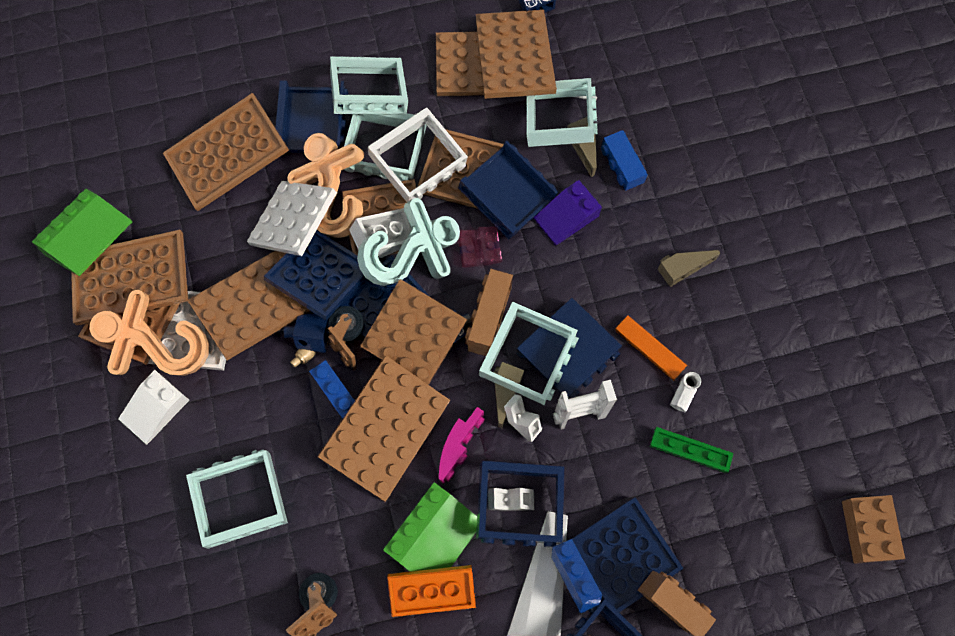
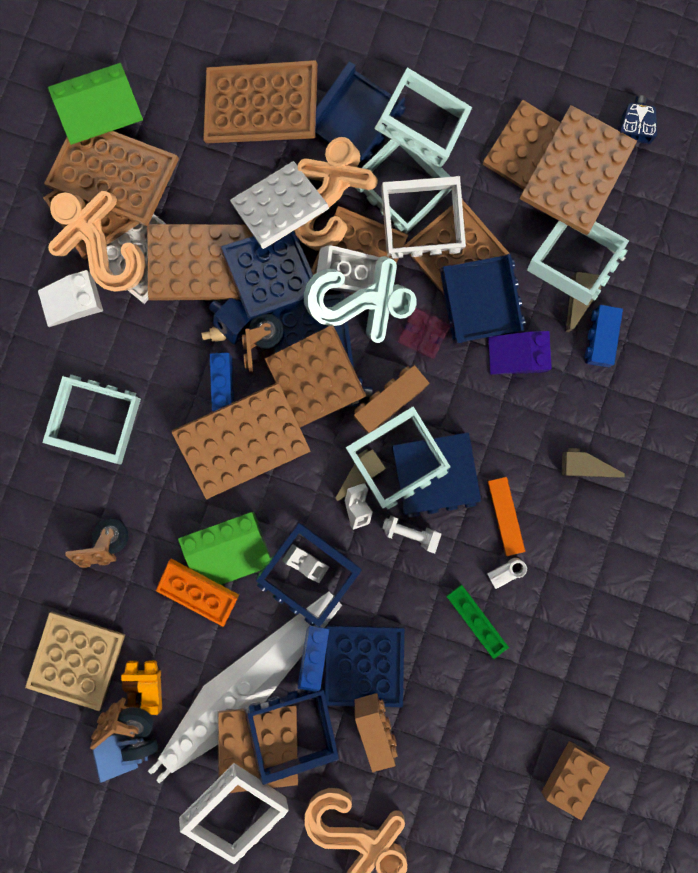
camera: 35 degrees right, 15 degrees up
(454, 451) = (285, 495): dark pink slope -> none

